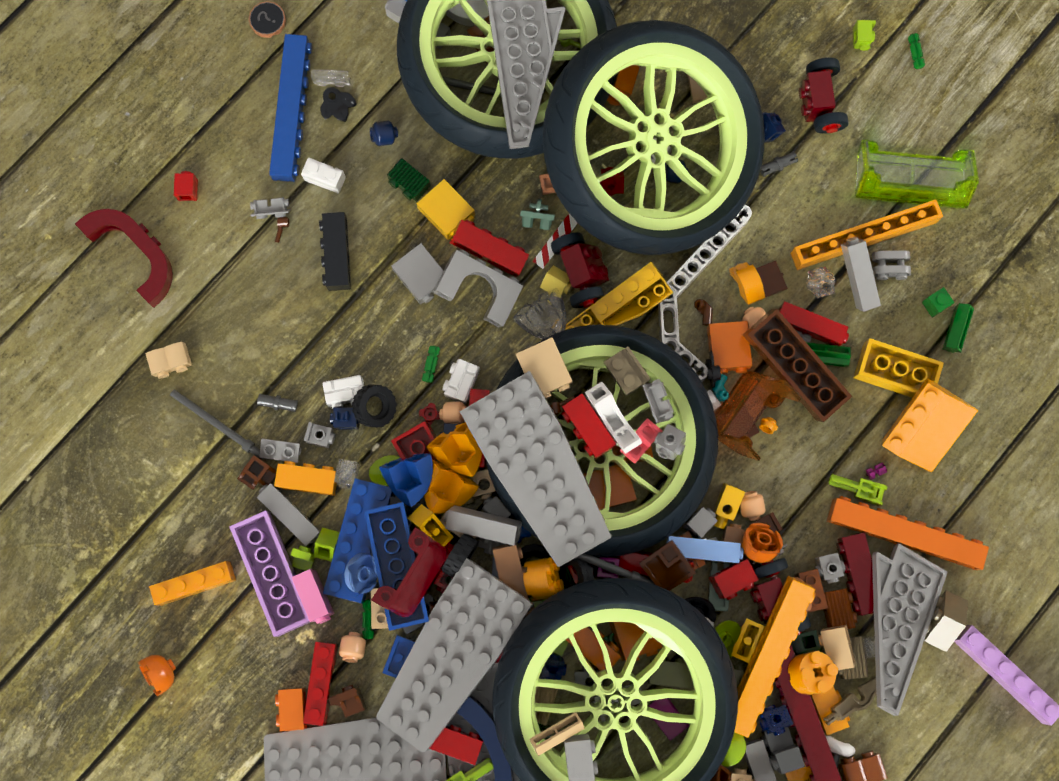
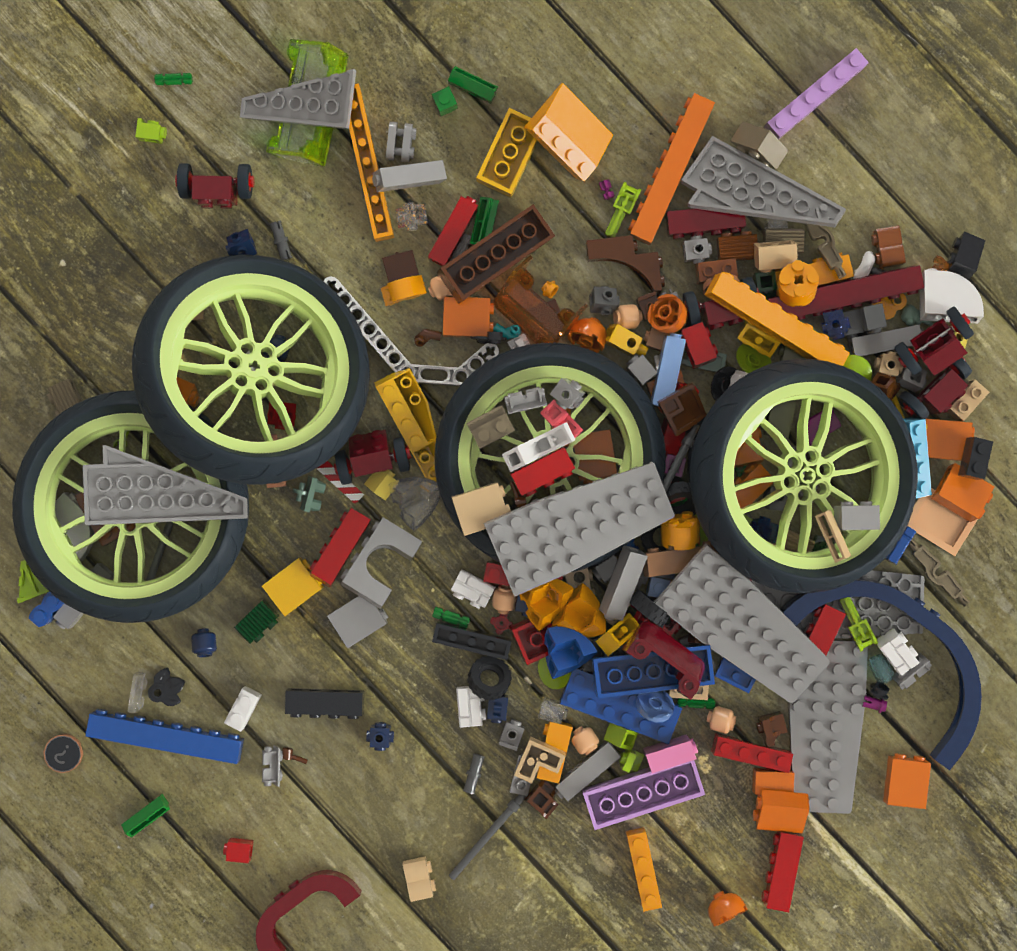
camera: 85 degrees left, 10 degrees up
(200, 729) = (783, 870): none -> red brick
(213, 98) = (145, 816): none -> green piece
(262, 720) = (781, 811): none -> orange brick
(301, 460) = (538, 754): none -> tan brick
(310, 312) = (382, 729): none -> dark blue brick
(319, 509) = (585, 740): none -> light nougat head
(410, 385) = (472, 640): none -> black brick
(484, 562) = (656, 586): none -> light blue brick
(729, 467) = (588, 334): none -> orange cylinder
(765, 479) = (603, 300): none -> dark grey brick
(816, 492) = (623, 251): none -> reddish brown arch
(916, 174) = (312, 102): none -> light grey wing

